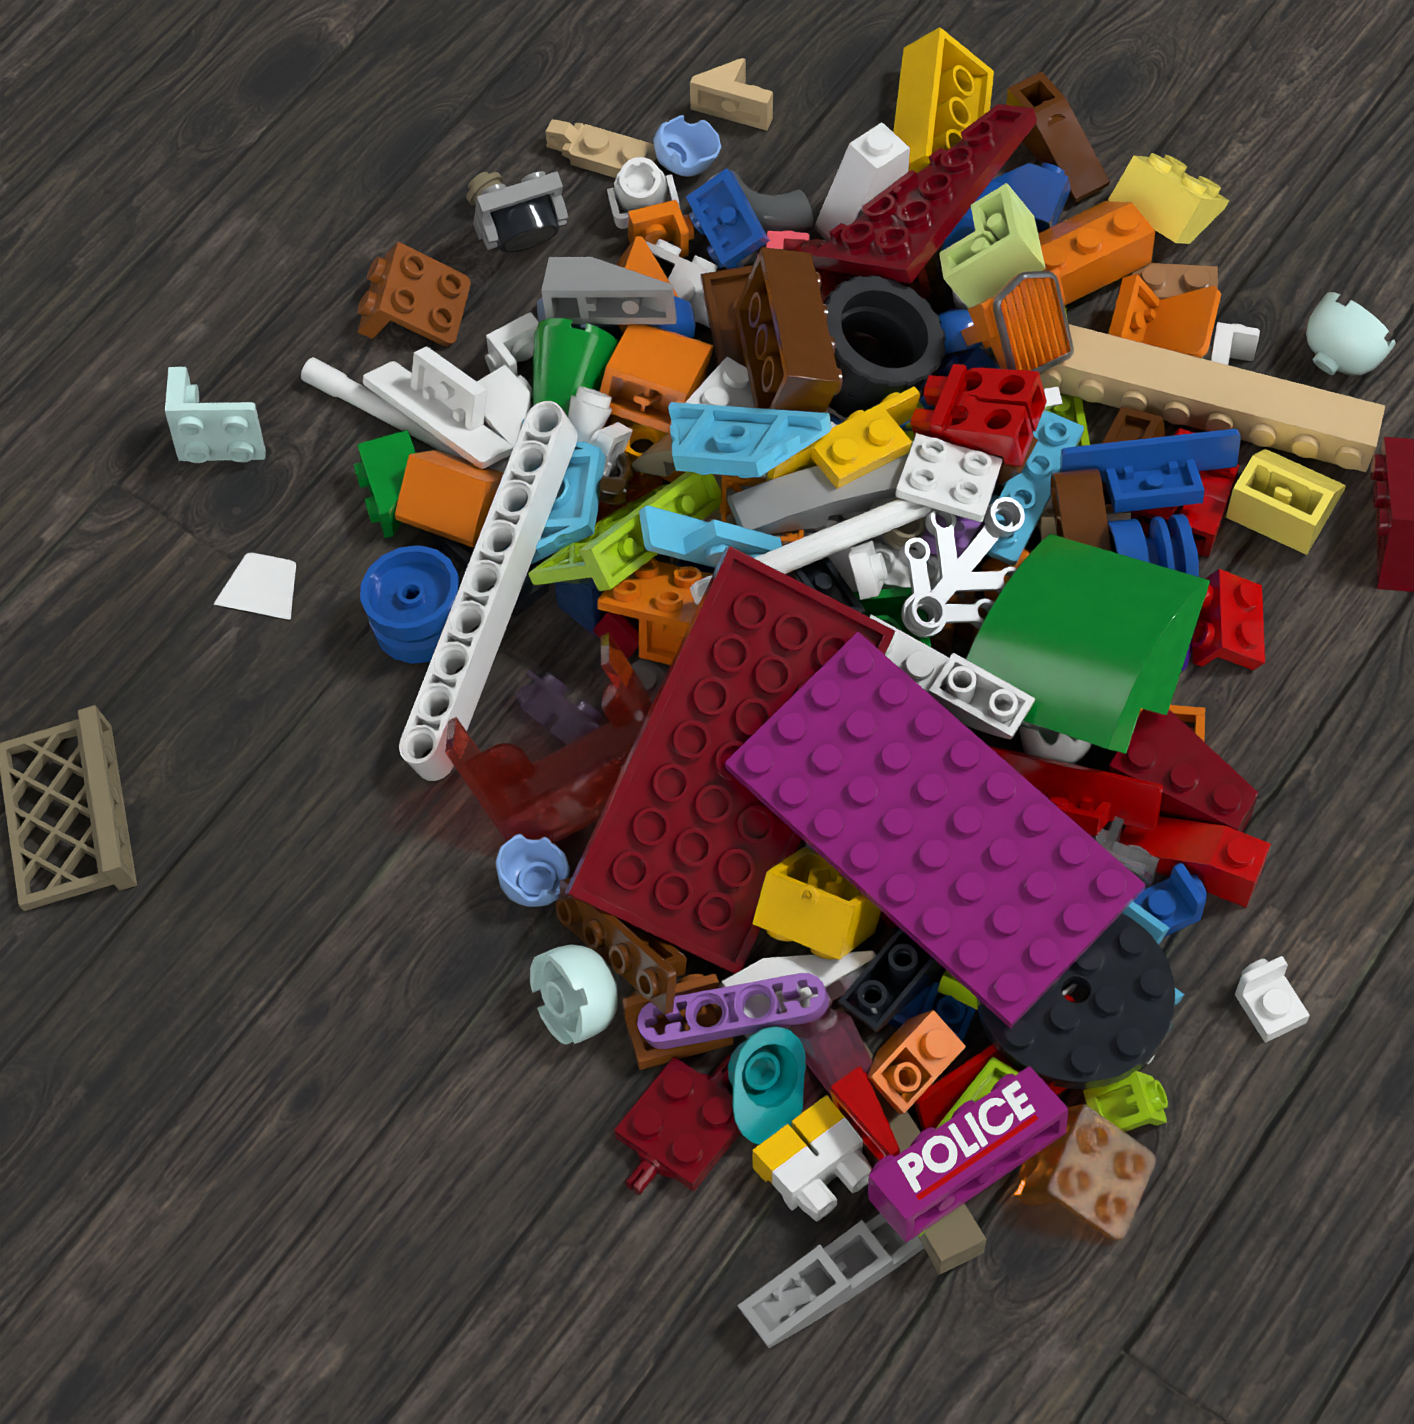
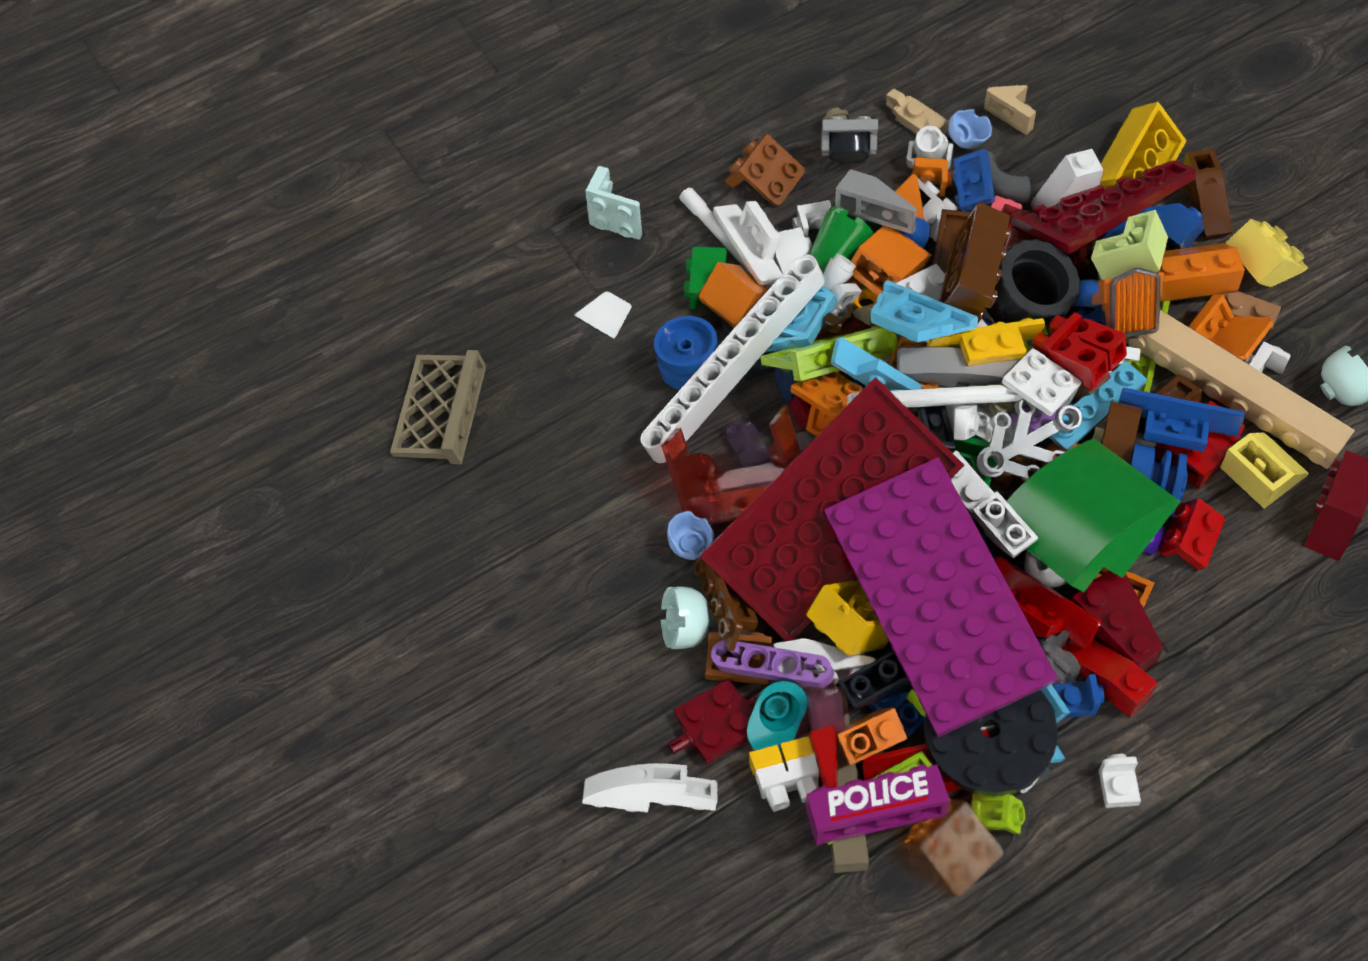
camera: 25 degrees right, 0 degrees up
(613, 1257) = (638, 785): none -> white slope
(826, 1279) = (762, 849): light grey slope -> none

